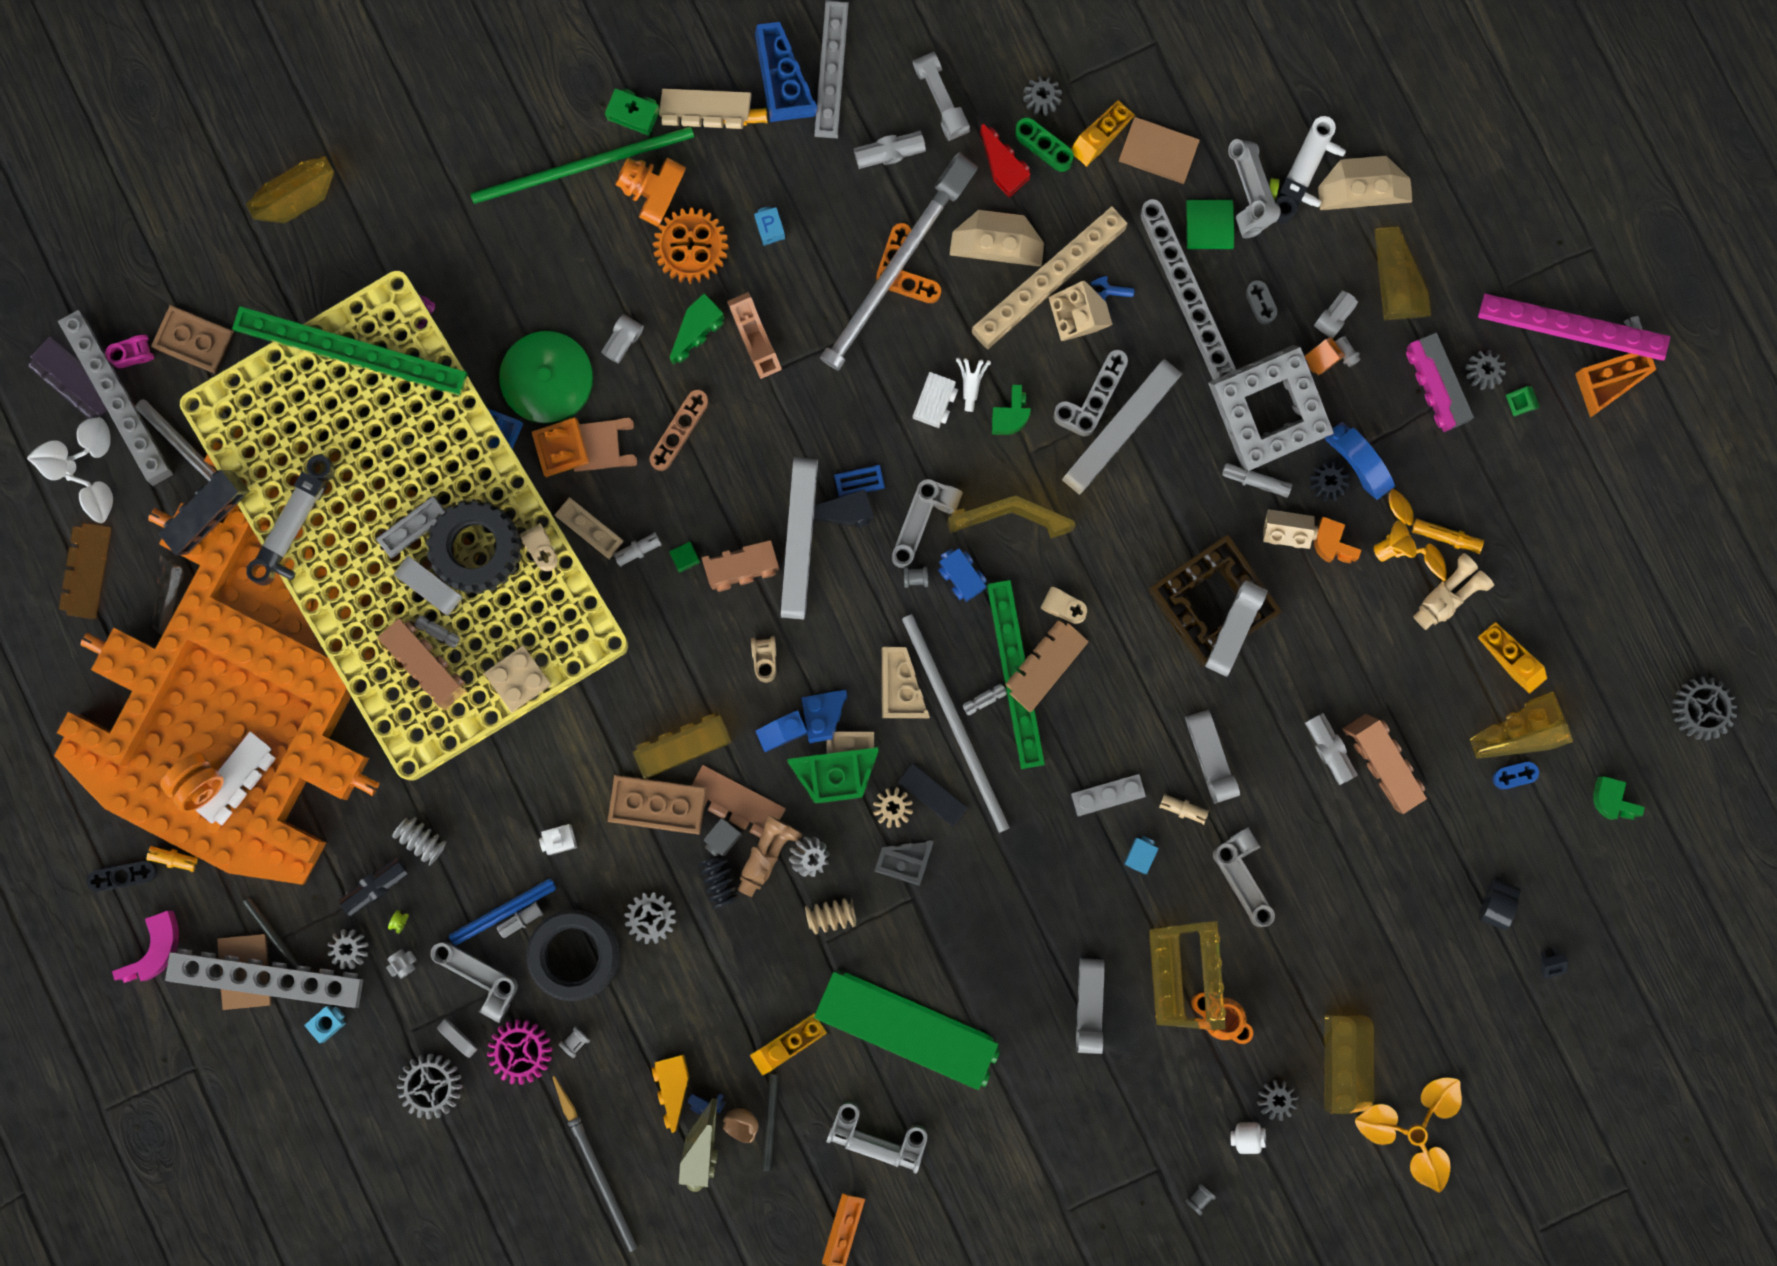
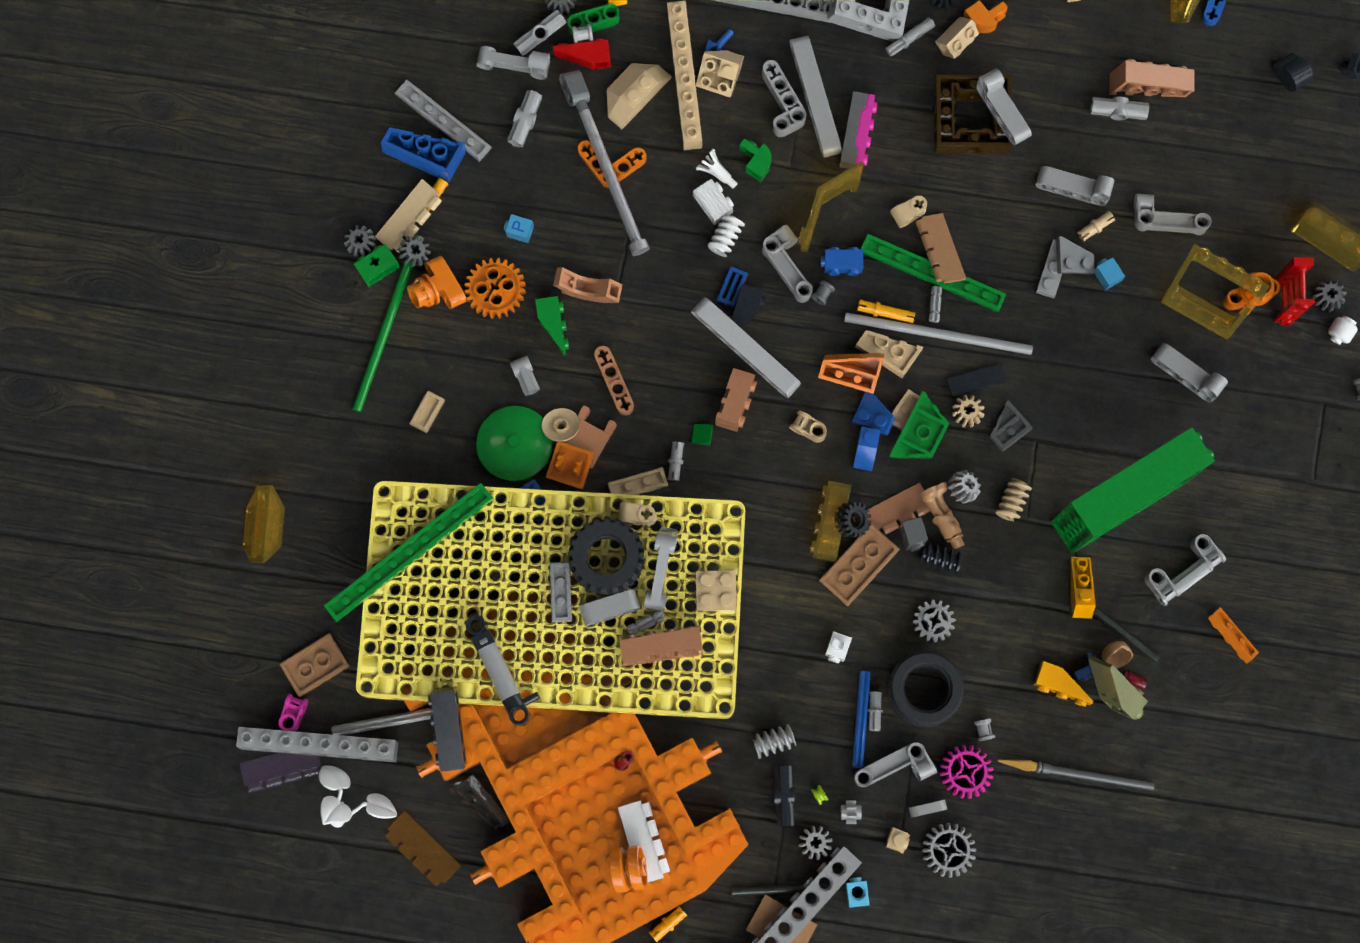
camera: 55 degrees left, 5 degrees down
(293, 708) = (622, 762): none -> dark red pin
(404, 1028) = (897, 840): none -> tan brick
(519, 268) = (427, 412): none -> tan tile
(523, 596) = (665, 544): none -> light grey piece
(596, 400) = (560, 418): none -> tan dish
(640, 72) = (363, 234): none -> dark grey gear
(676, 143) = (407, 247): none -> dark grey gear
(699, 777) = (861, 519): none -> black tyre
(728, 1159) = (1135, 680): none -> dark red pin
(852, 662) = (853, 370): none -> orange wedge
(907, 437) = (724, 235): none -> white piece
(941, 654) = (886, 311): none -> light orange pin
(977, 97) = (549, 24): none -> light grey piece
(1017, 143) = (582, 33): none -> light grey bush
(1114, 495) = (857, 130): none -> piece
(1130, 808) = (1073, 258): none -> wing
(1259, 1047) = (1293, 290): none -> red fence

